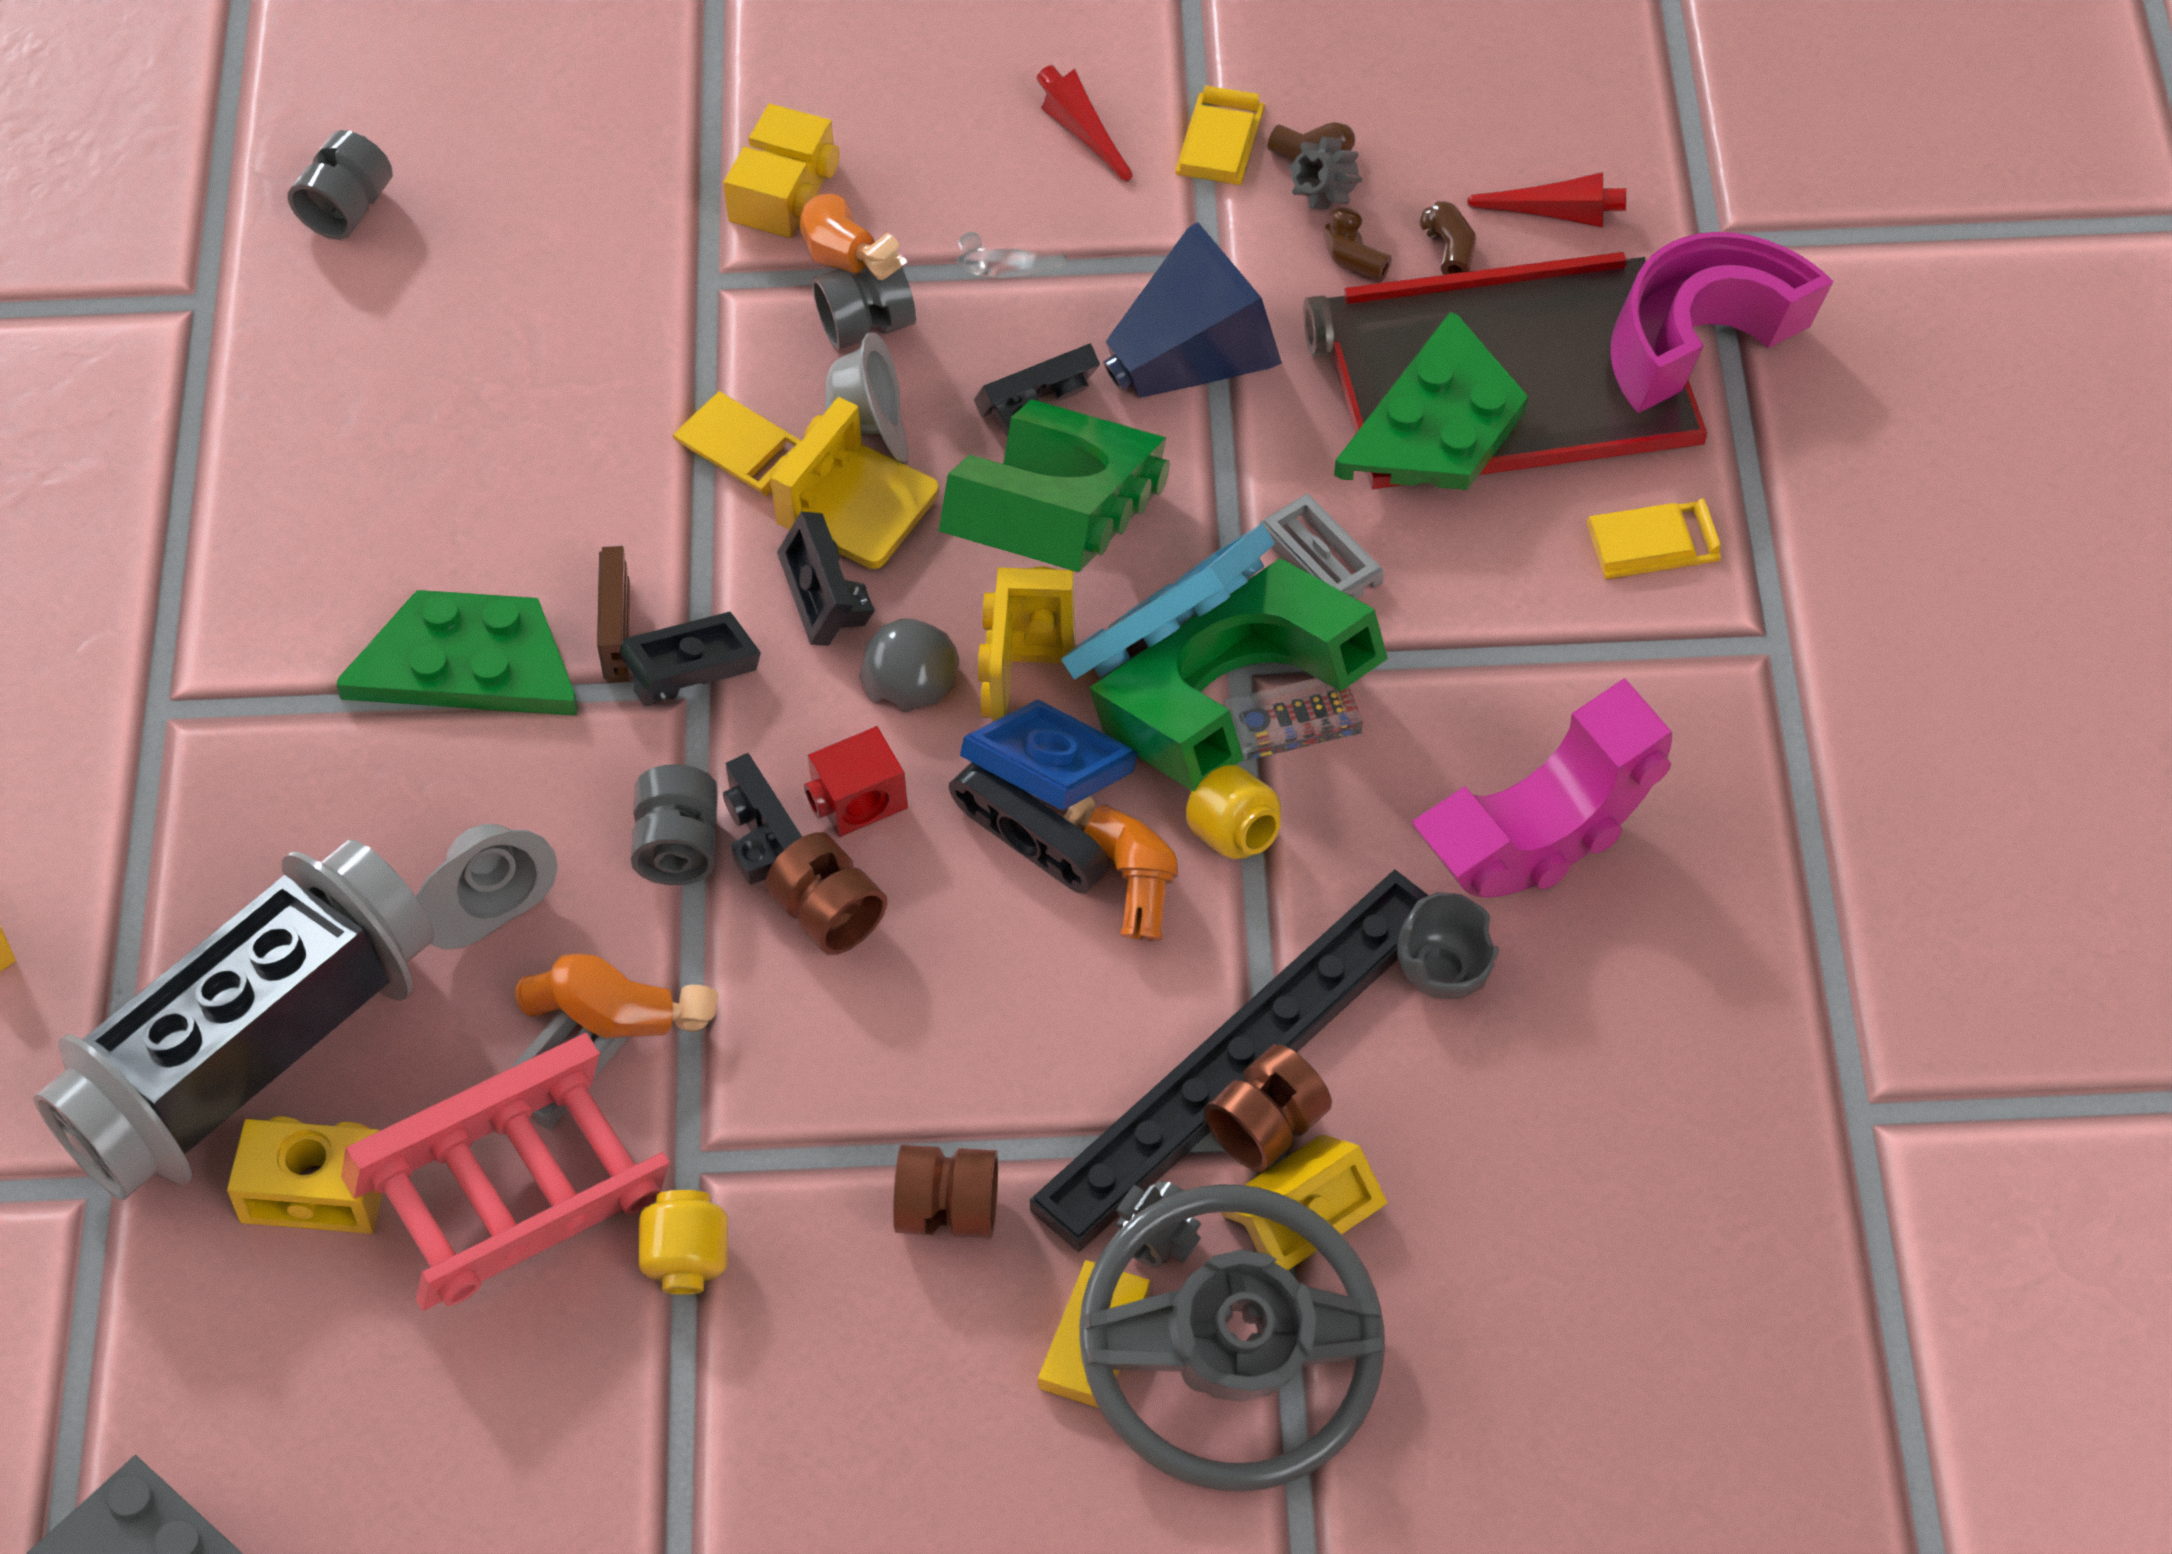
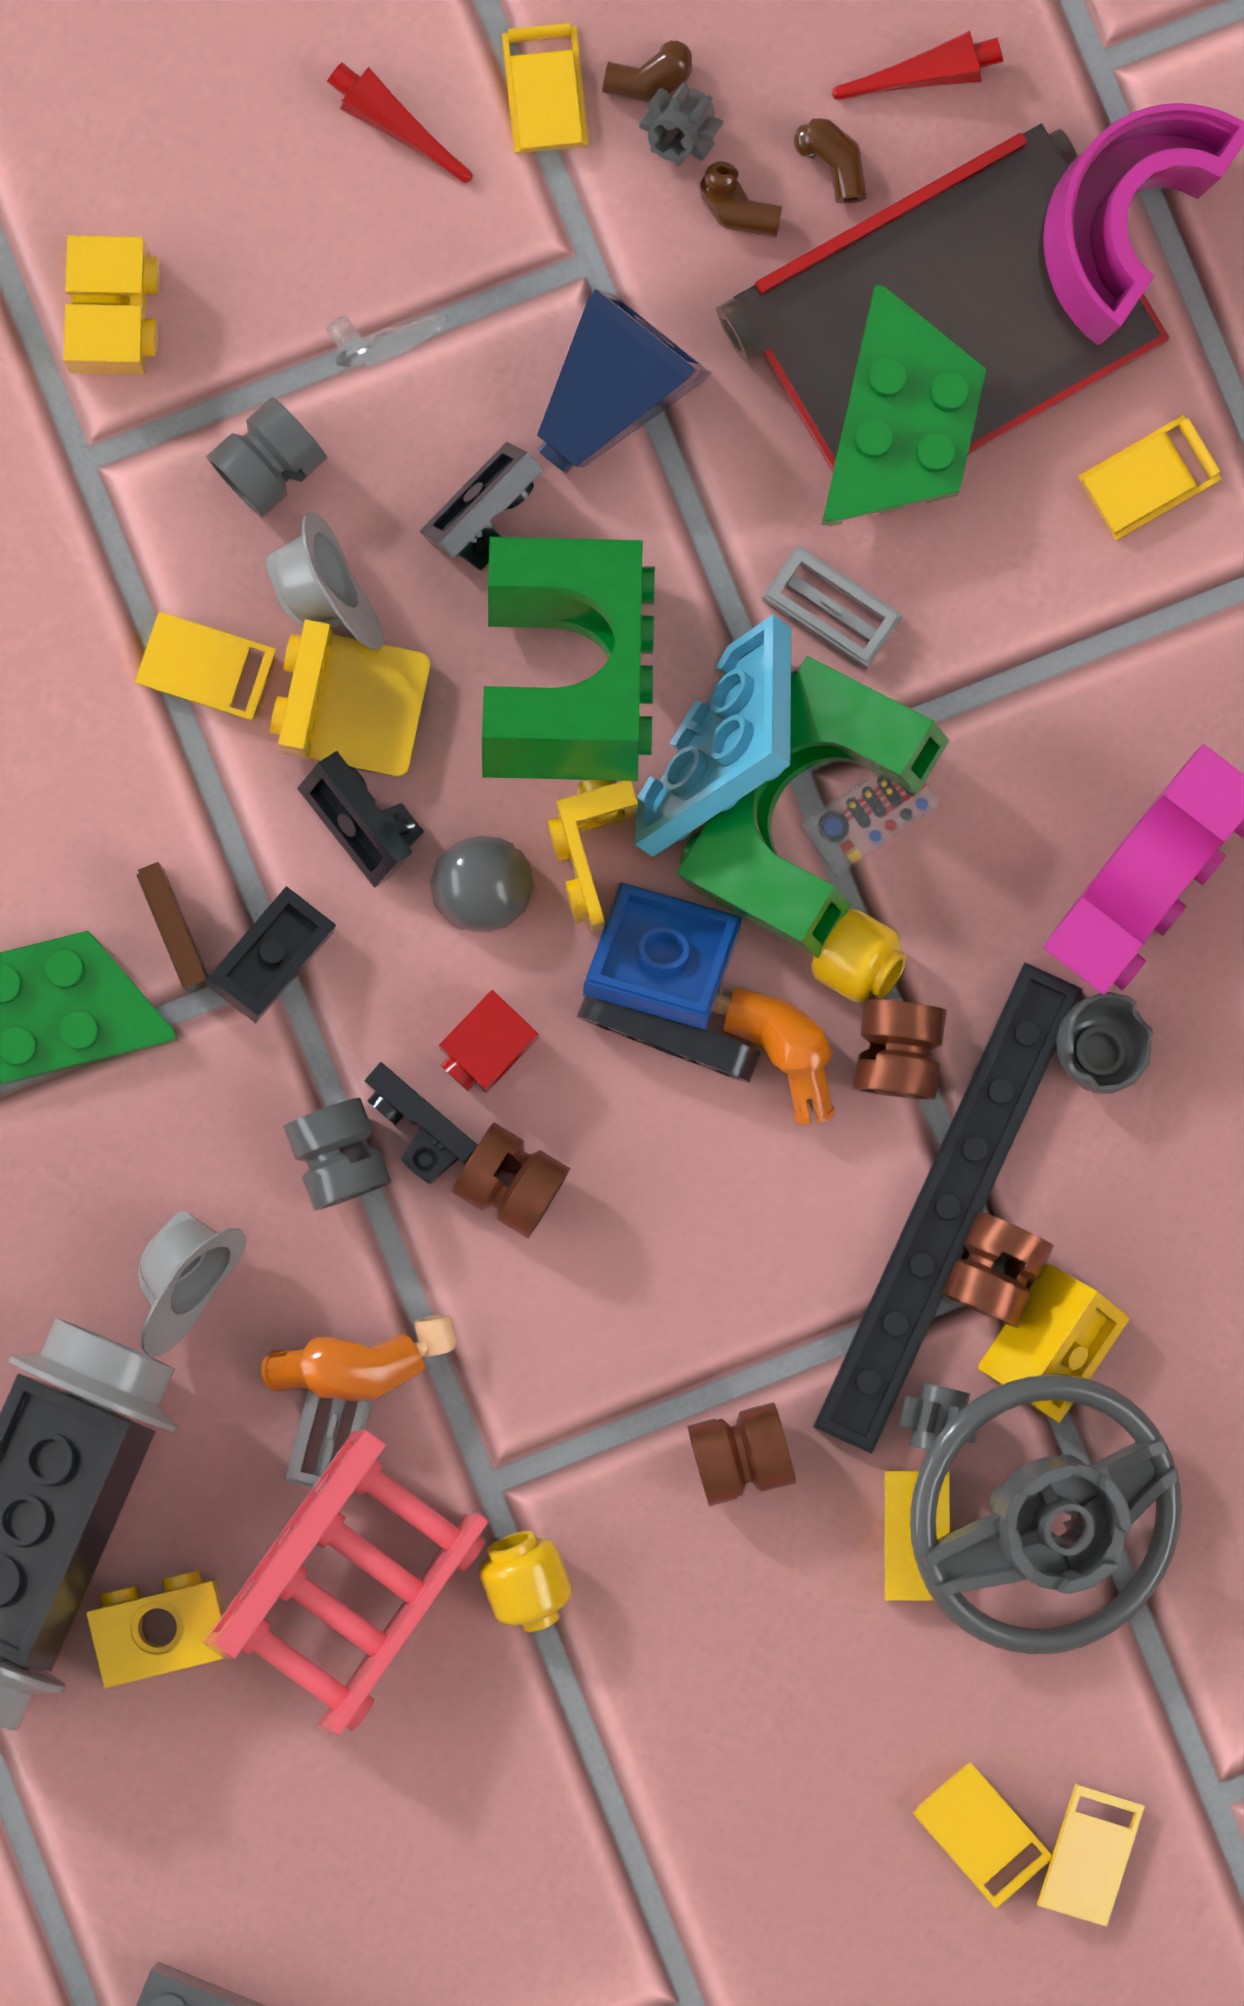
camera: 25 degrees left, 30 degrees up
(842, 244) = (205, 399): orange arm -> none
(1247, 893) = (900, 1049): none -> copper wheel

